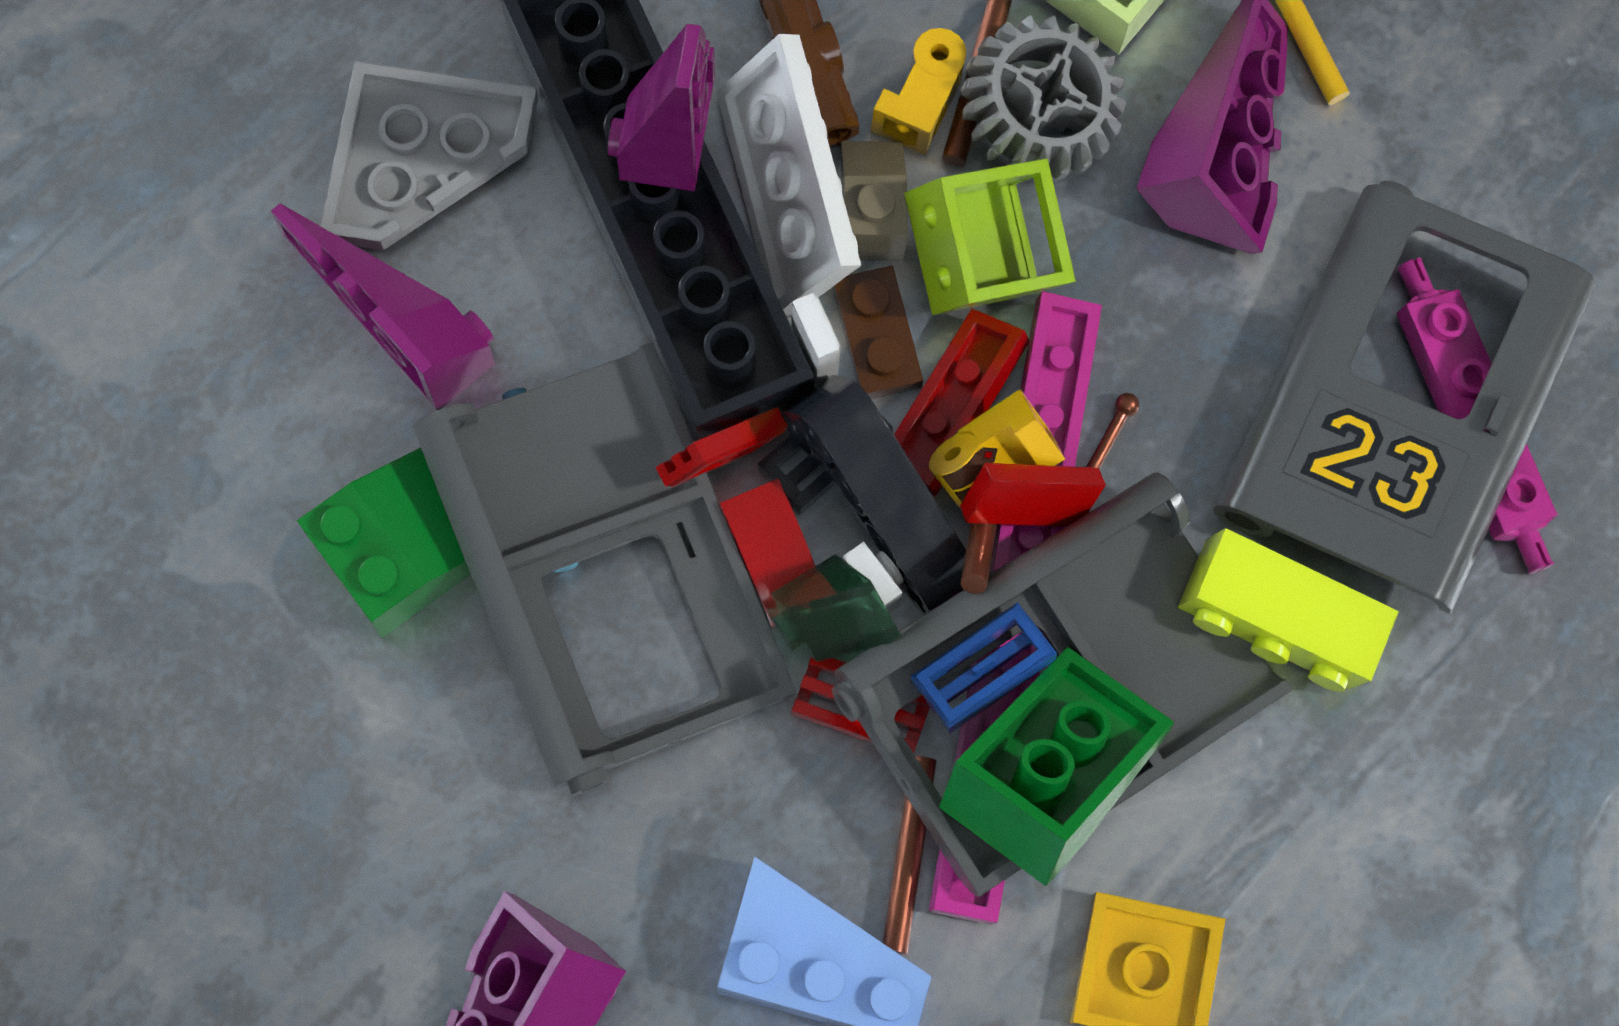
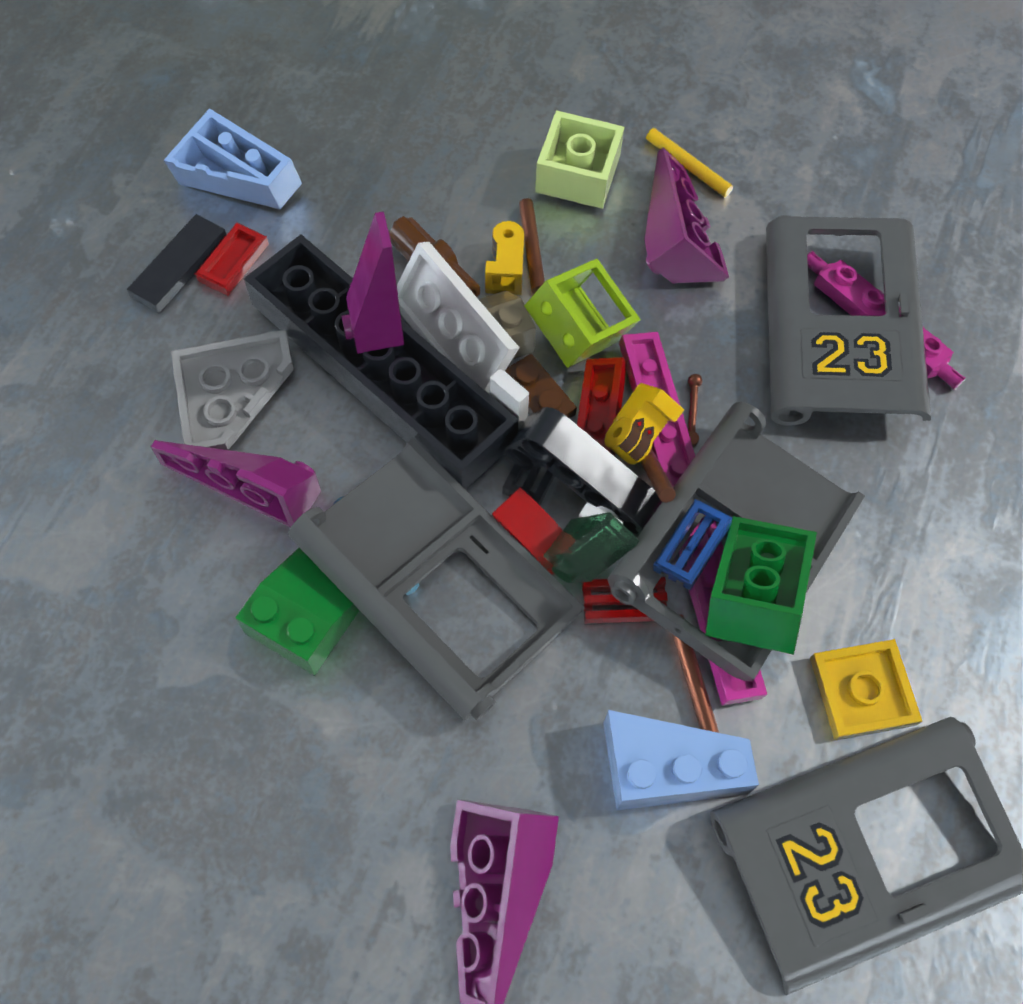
camera: 20 degrees left, 10 degrees down
(722, 448) = (480, 480): red tile -> none
(1031, 494) = (673, 437): red tile -> none
(1087, 111) = (574, 232): light grey gear -> none
(1287, 611) = (842, 452): neon yellow brick -> none

